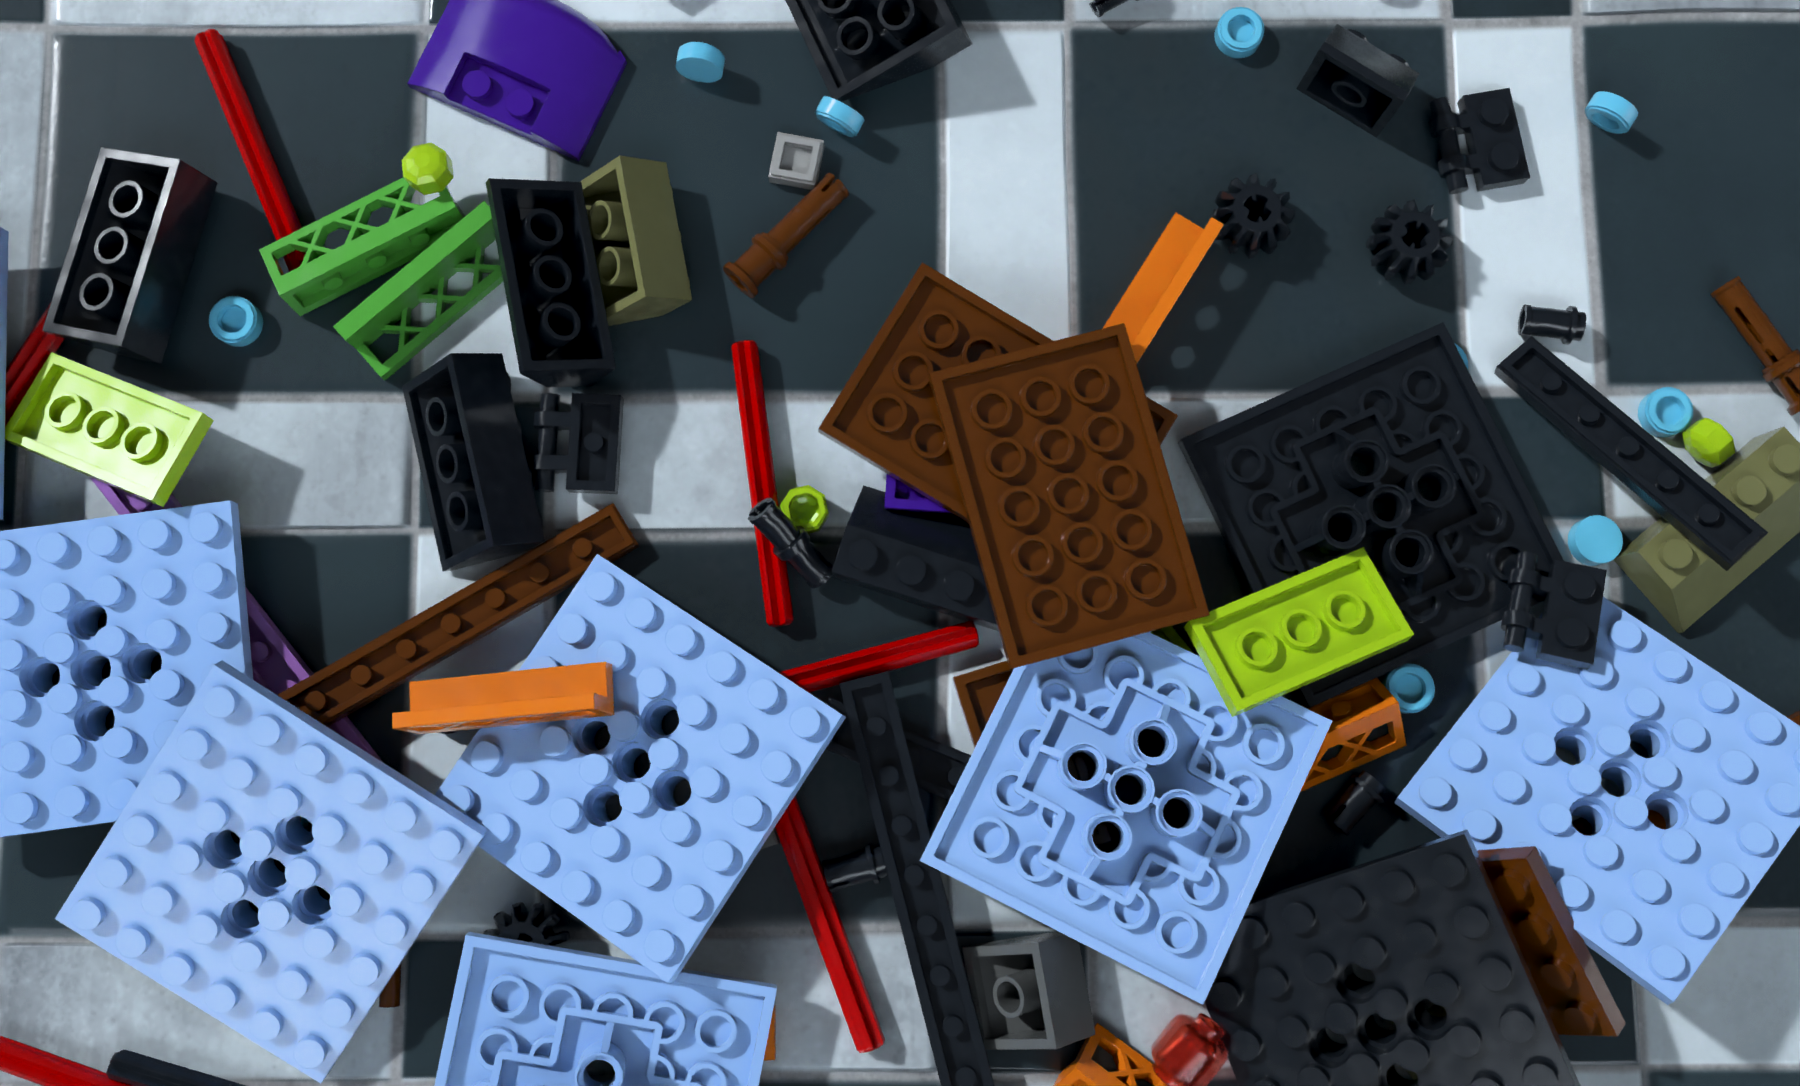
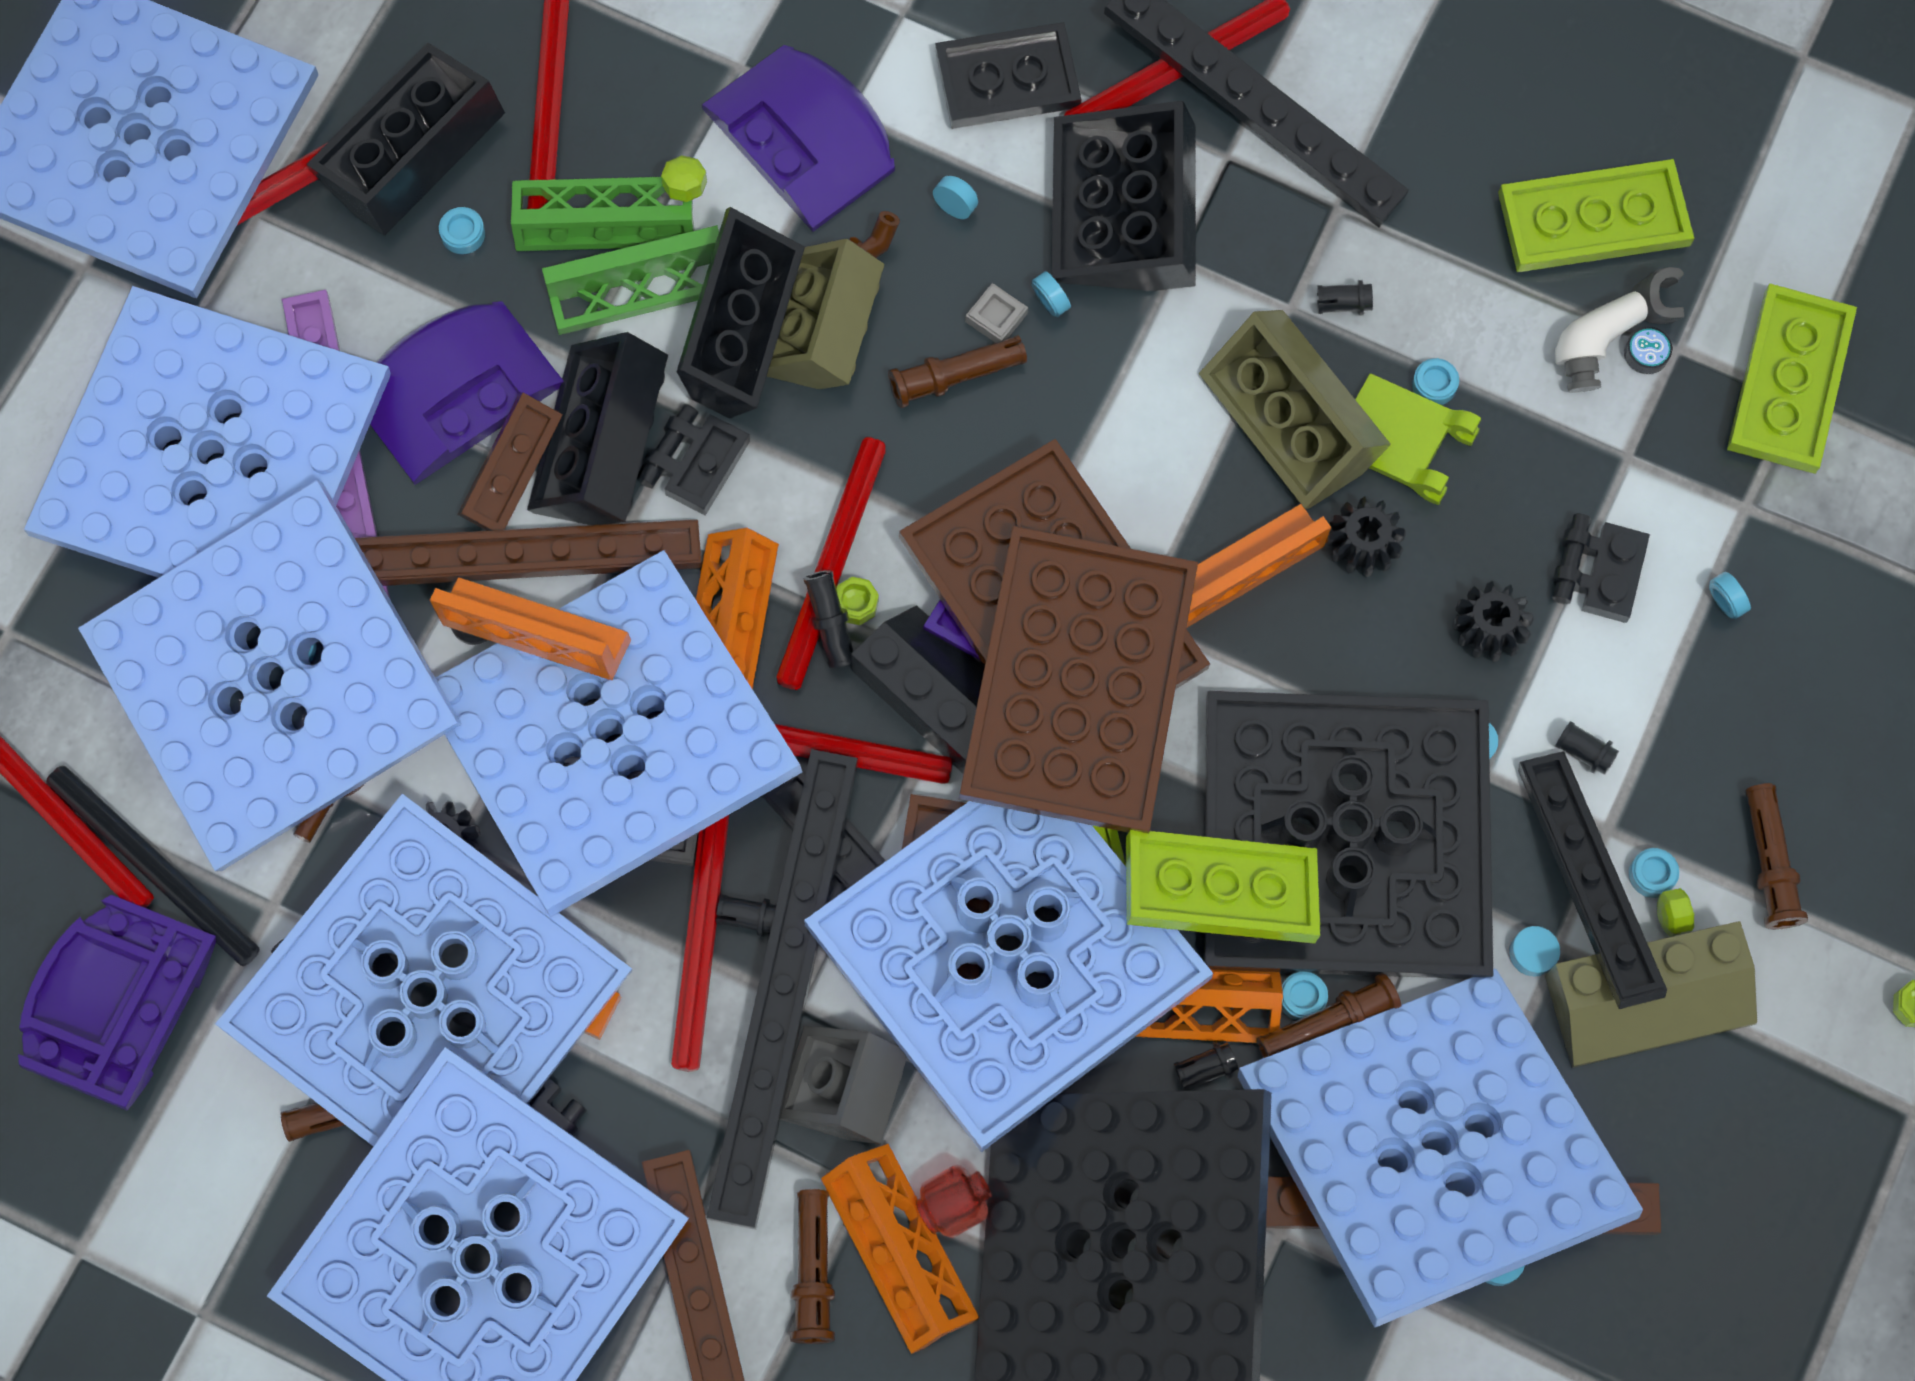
camera: 25 degrees right, 10 degrees down
(107, 429) = (317, 265): plate -> none
(310, 479) = (456, 385): none -> dark purple slope
(402, 536) = (510, 464): none -> reddish brown plate
(647, 135) = (881, 235): none -> reddish brown arm
(693, 548) = (745, 594): none -> orange fence
(1124, 121) = (1293, 407): none -> olive slope
(1232, 99) = (1415, 433): none -> lime flag
(1358, 80) = (1515, 463): black slope -> none
(1459, 687) = (1345, 1011): none -> reddish brown pin
(1551, 945) = (1298, 1246): reddish brown plate -> none
(1569, 613) = (1469, 989): black plate -> none

